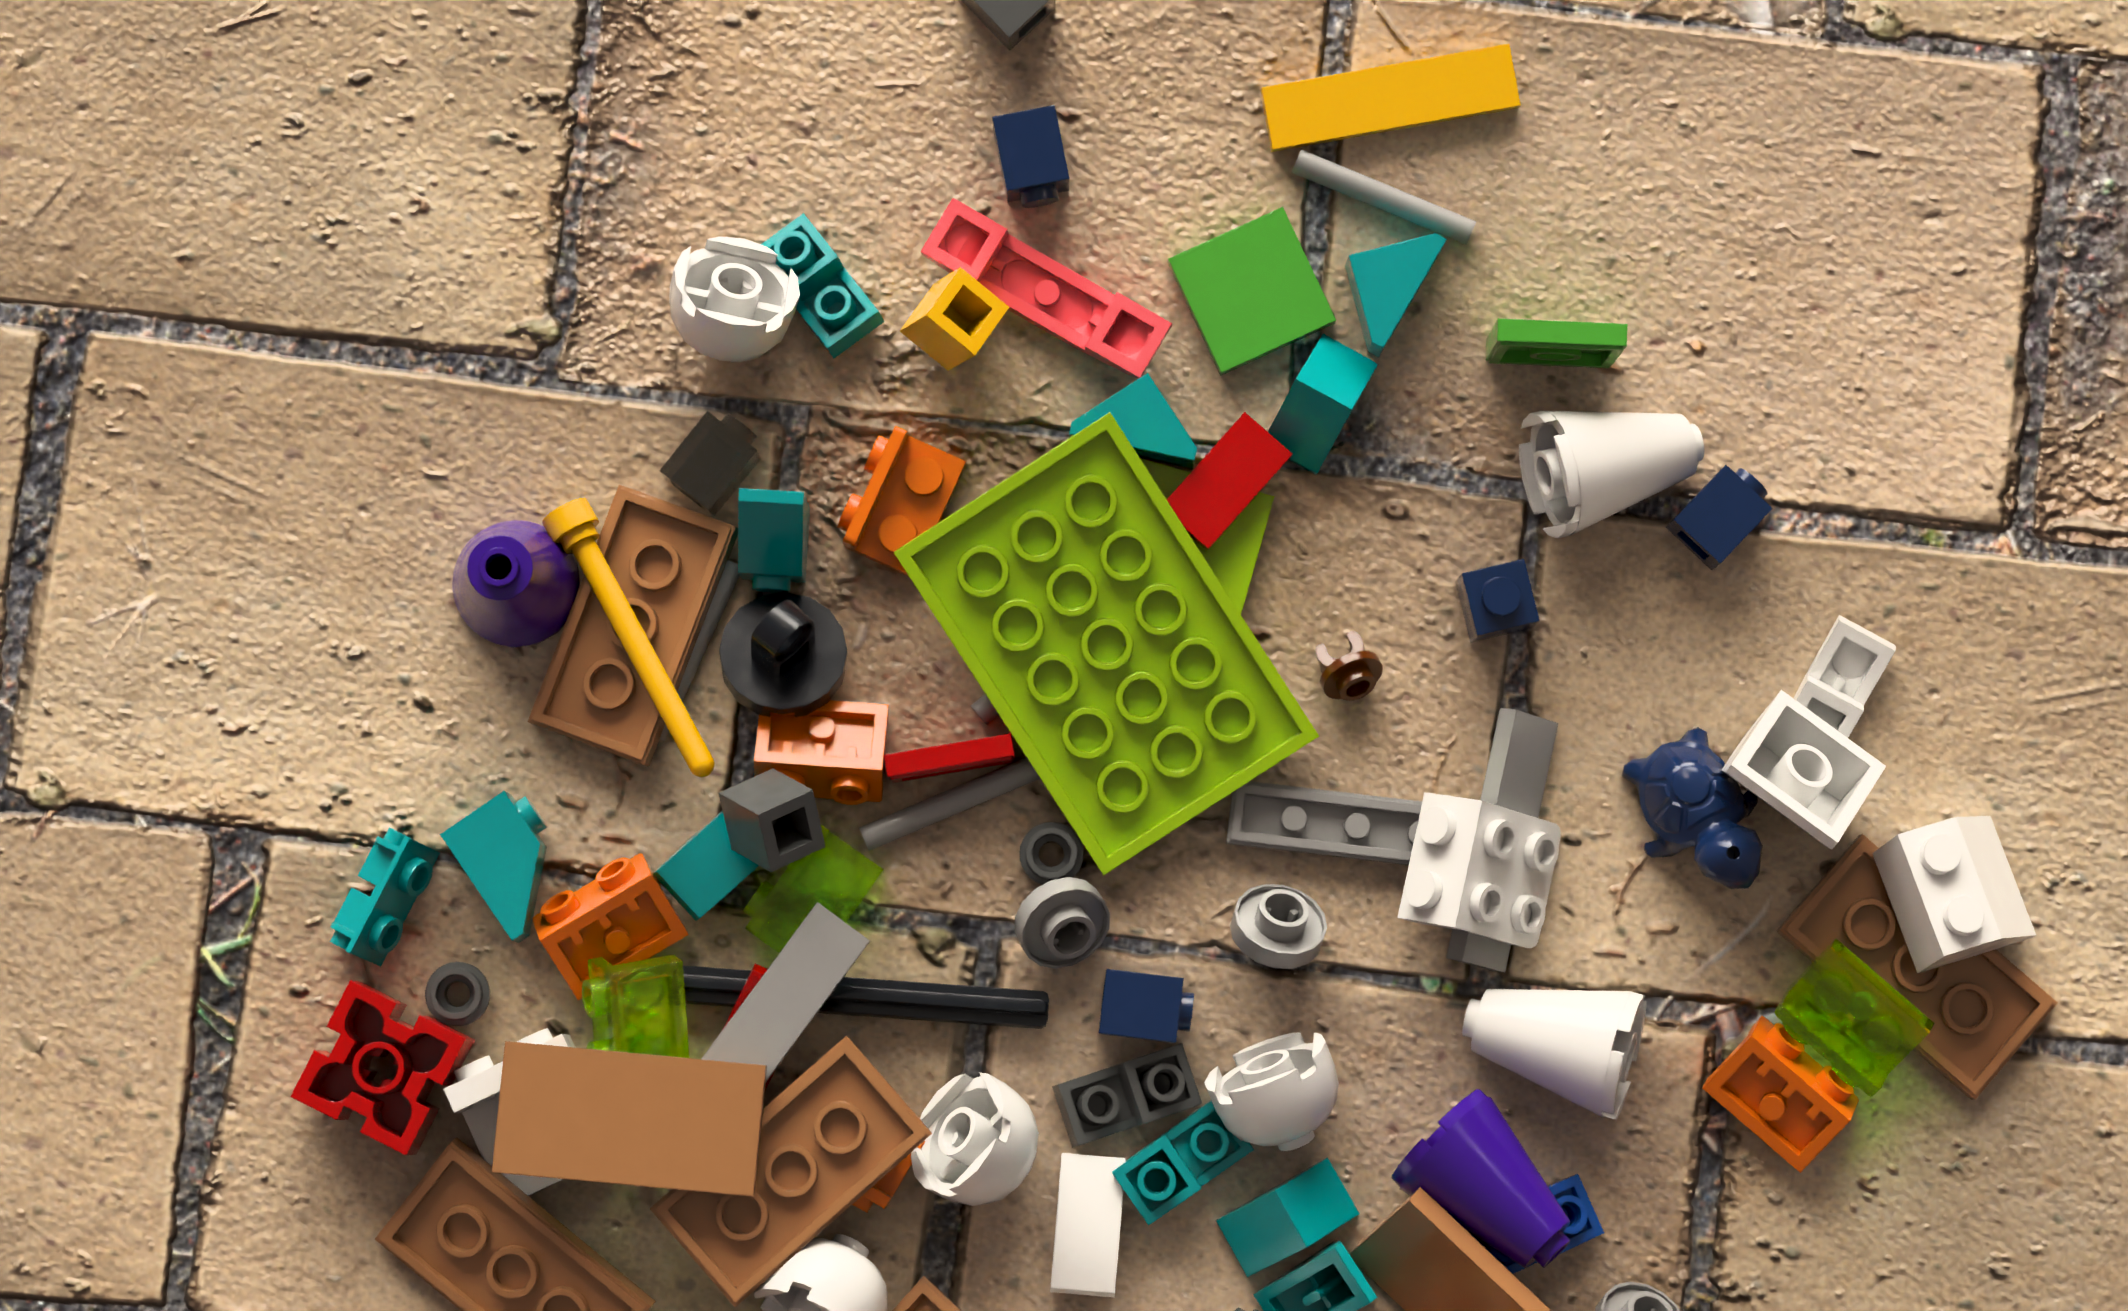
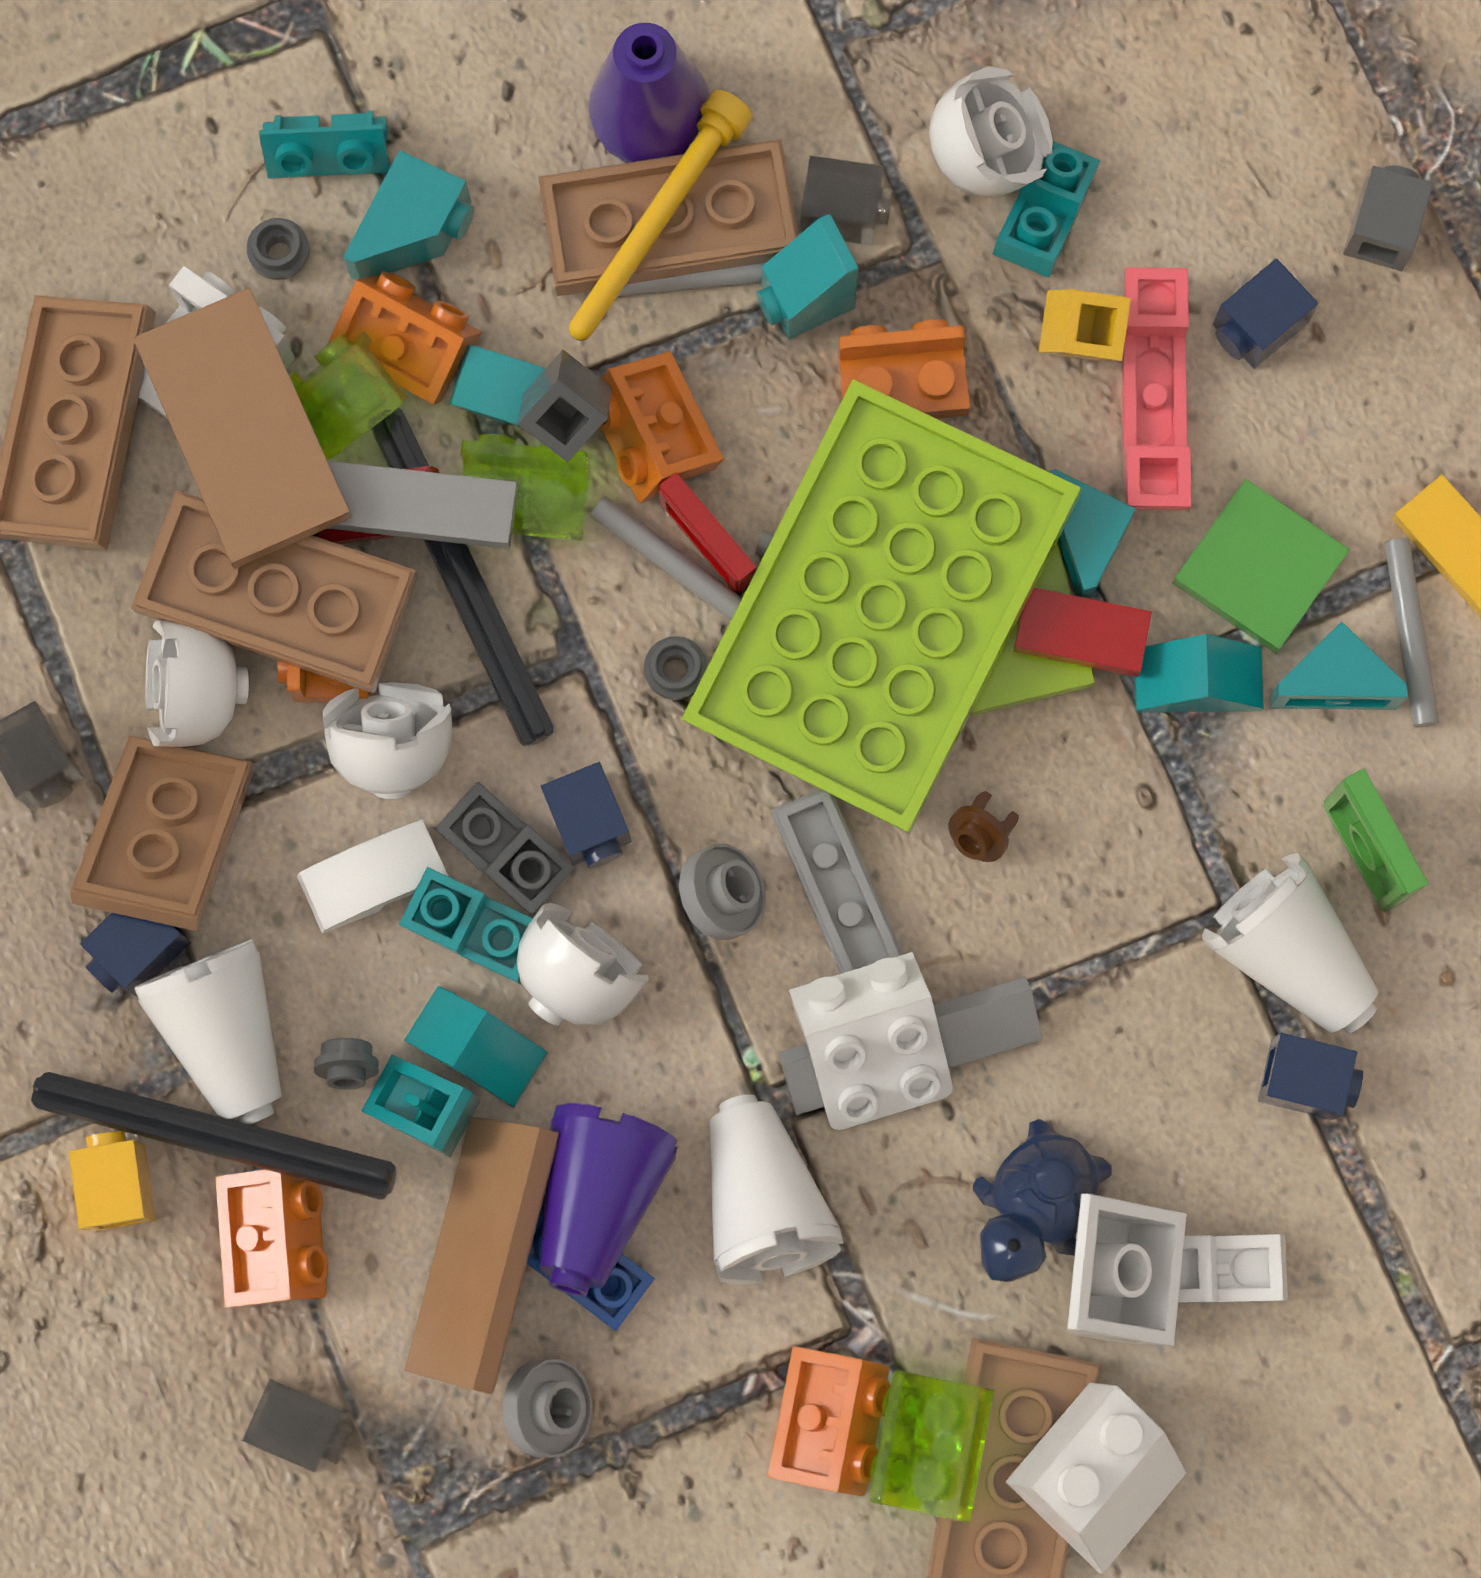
camera: 65 degrees right, 5 degrees down
(345, 1083) = (151, 190): red brick -> none
(783, 655) = (715, 349): black tile -> none
(1062, 922) = (619, 705): light grey plate -> none
(1497, 600) = (1117, 921): dark blue brick -> none

